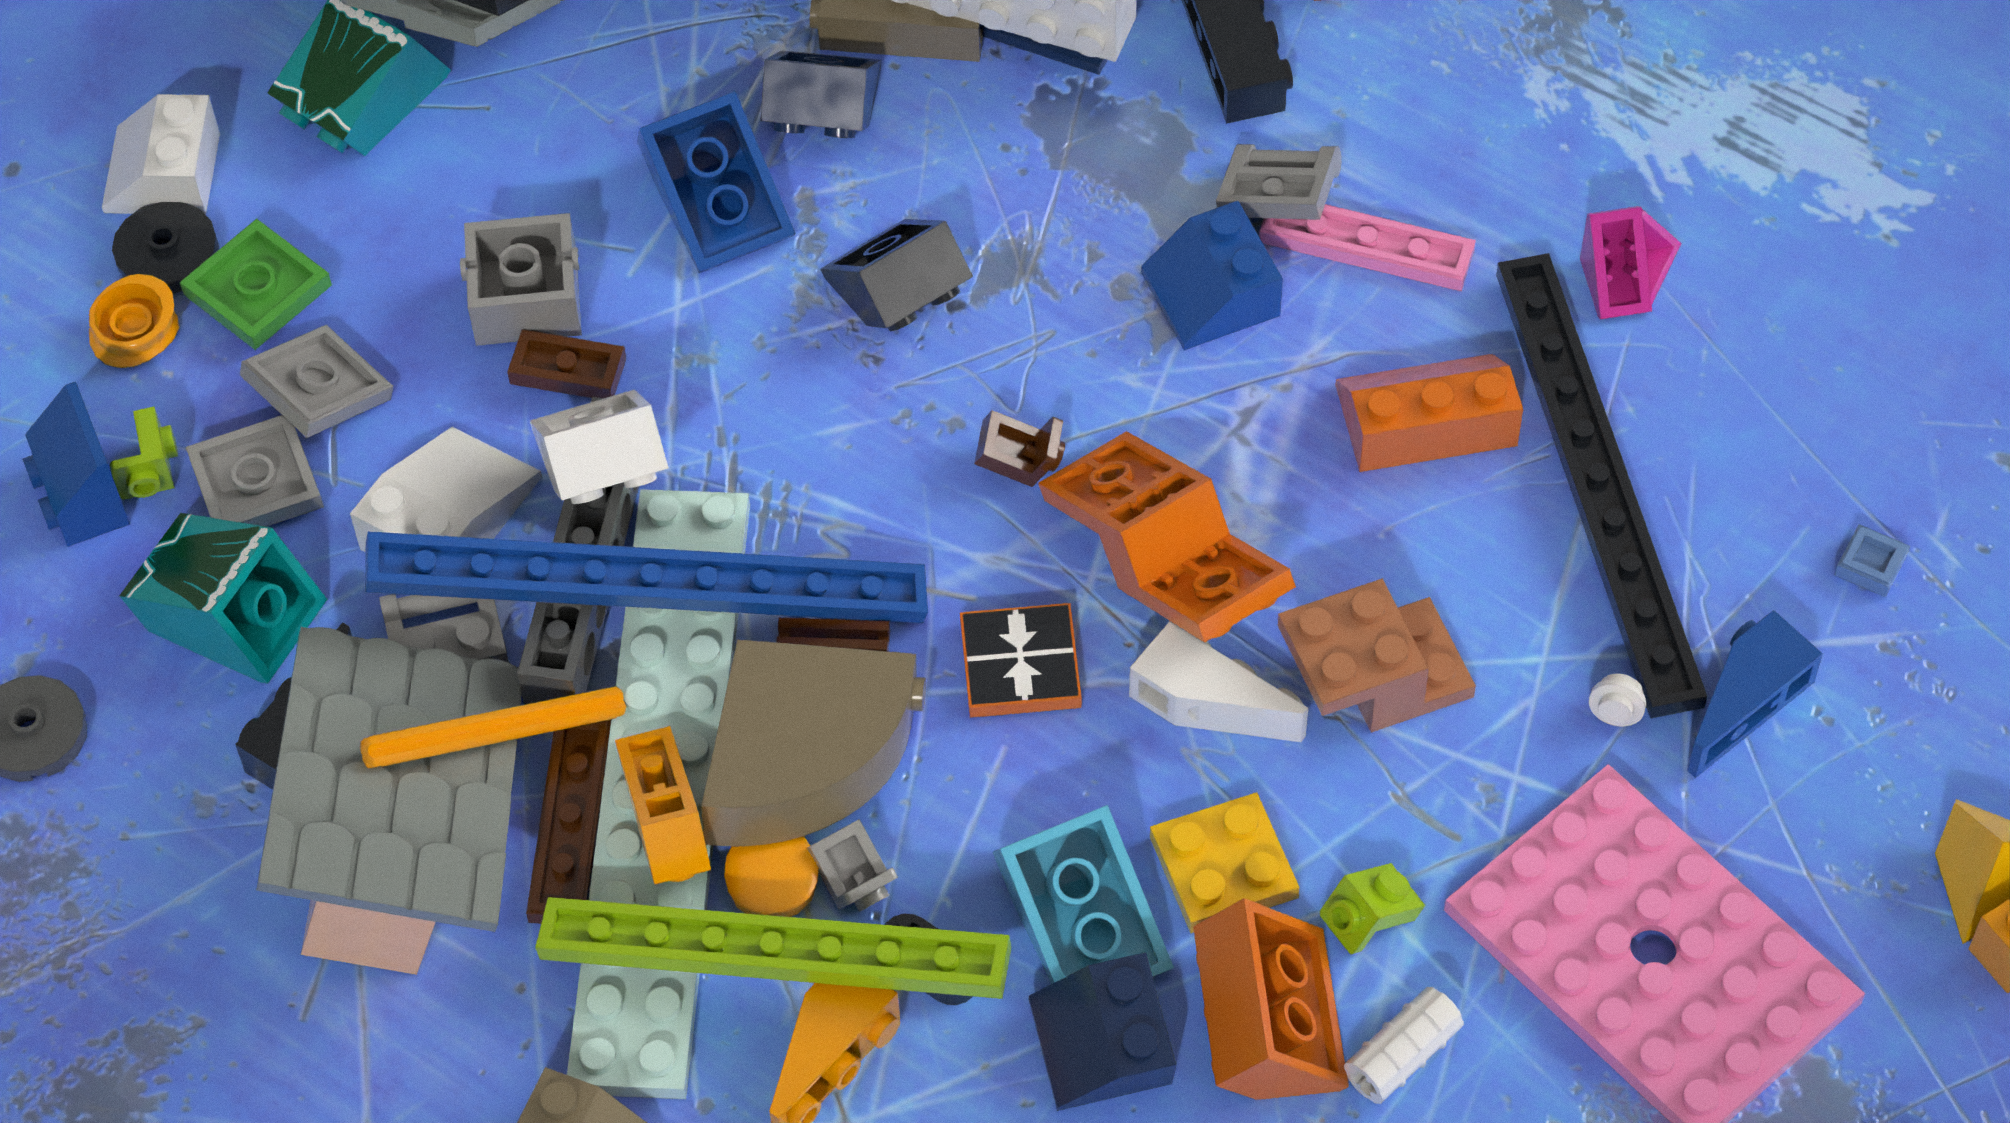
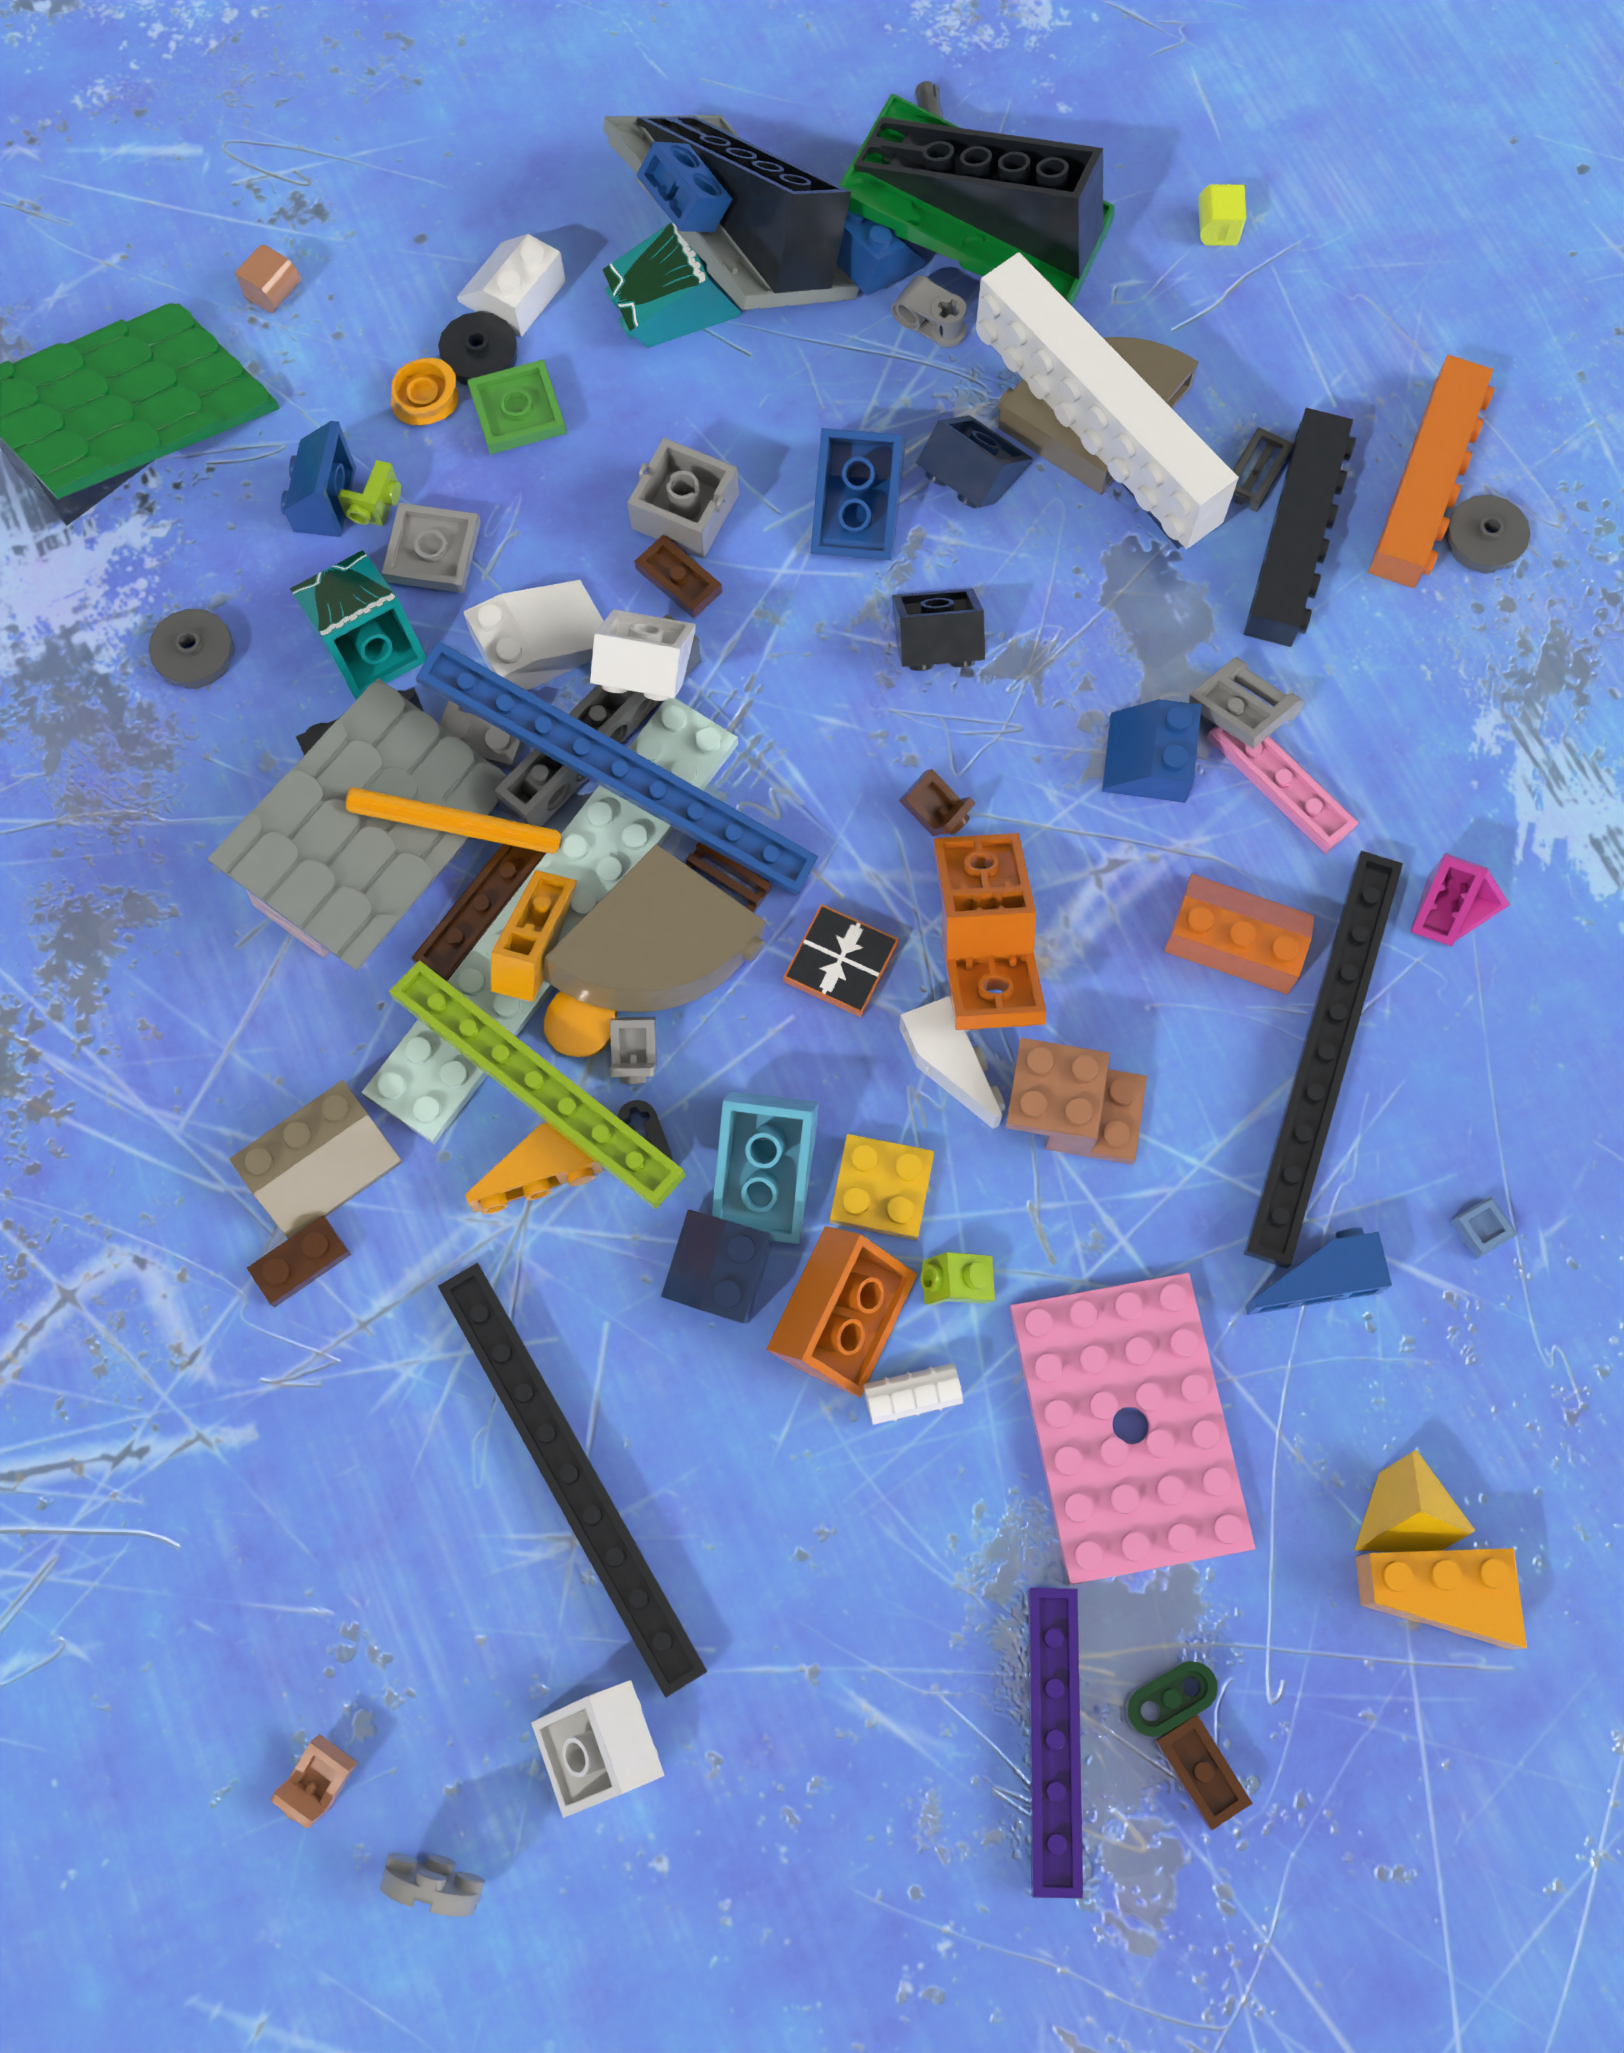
camera: 30 degrees right, 15 degrees up
(316, 380) = (510, 499): light grey tile -> none
(1618, 700) = (1227, 1230): white plate -> none

